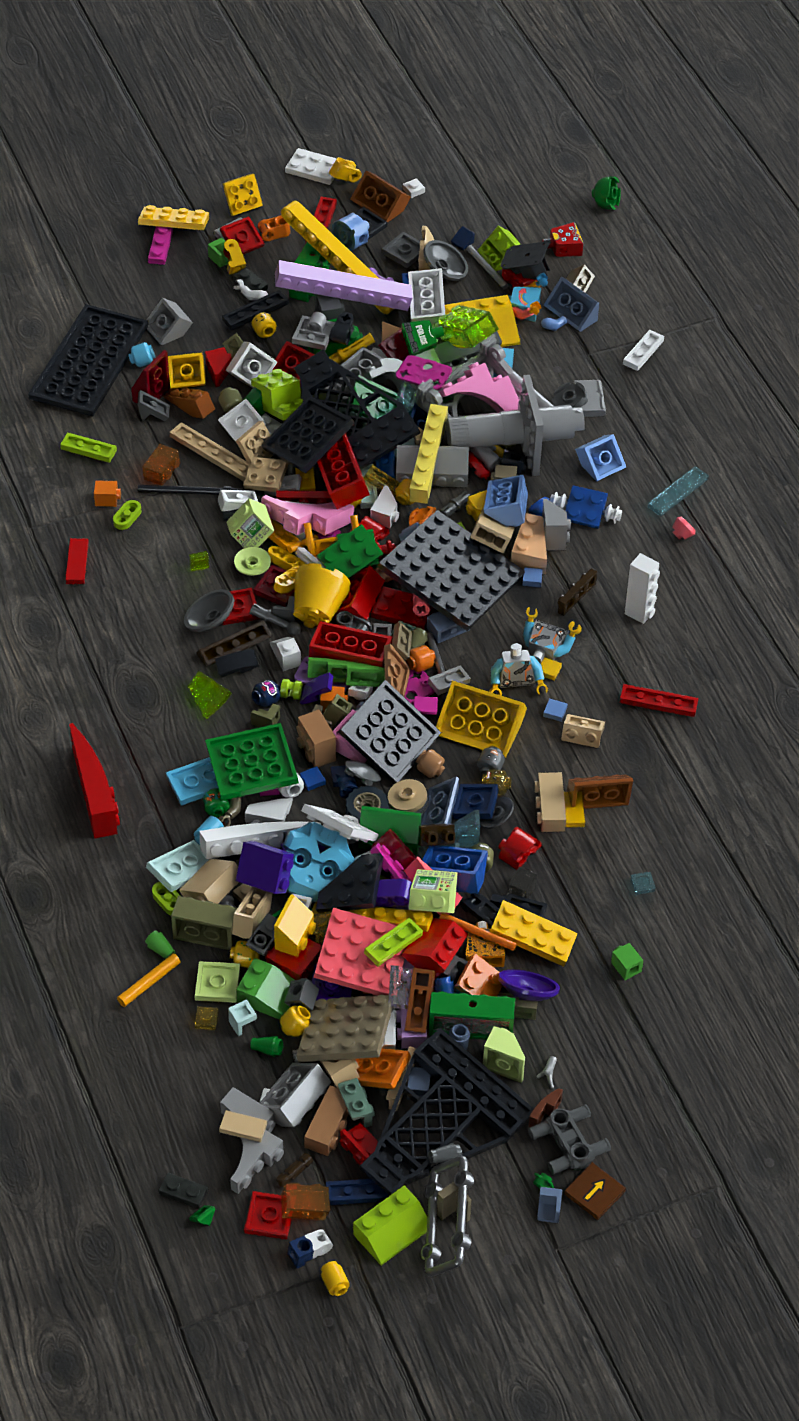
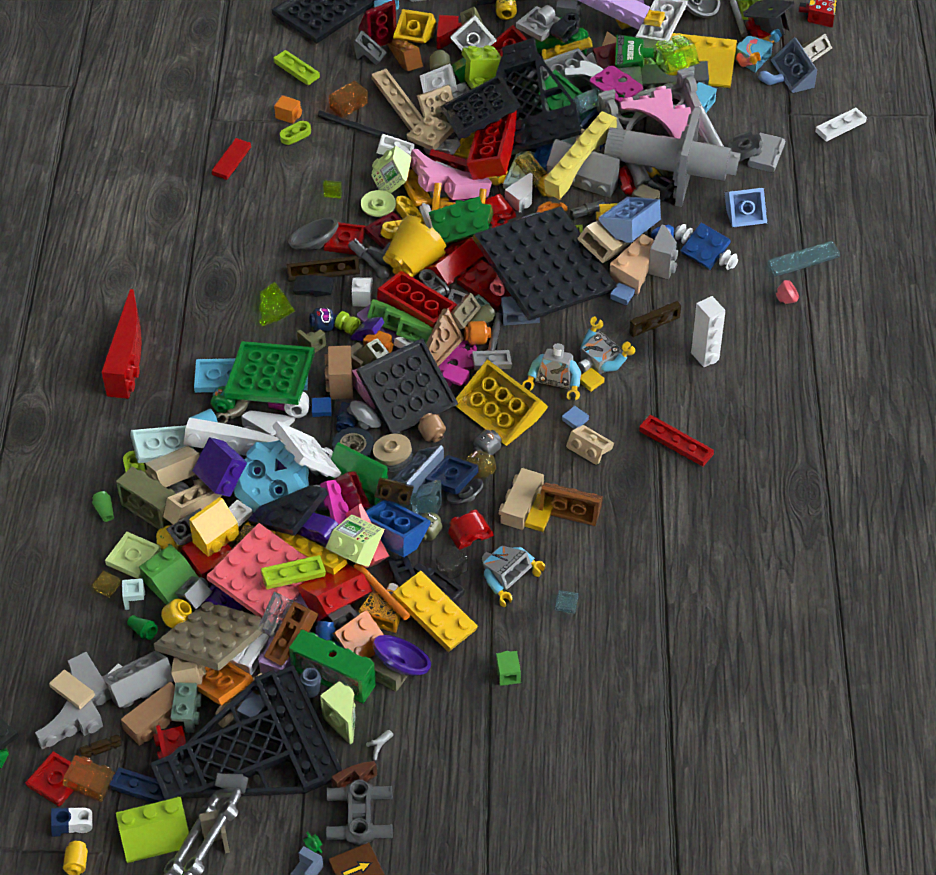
camera: 25 degrees right, 0 degrees up
(148, 980) = (77, 532): light orange piece -> none
(420, 295) = (654, 18): none -> yellow tile
(575, 870) = (506, 567): none -> torso

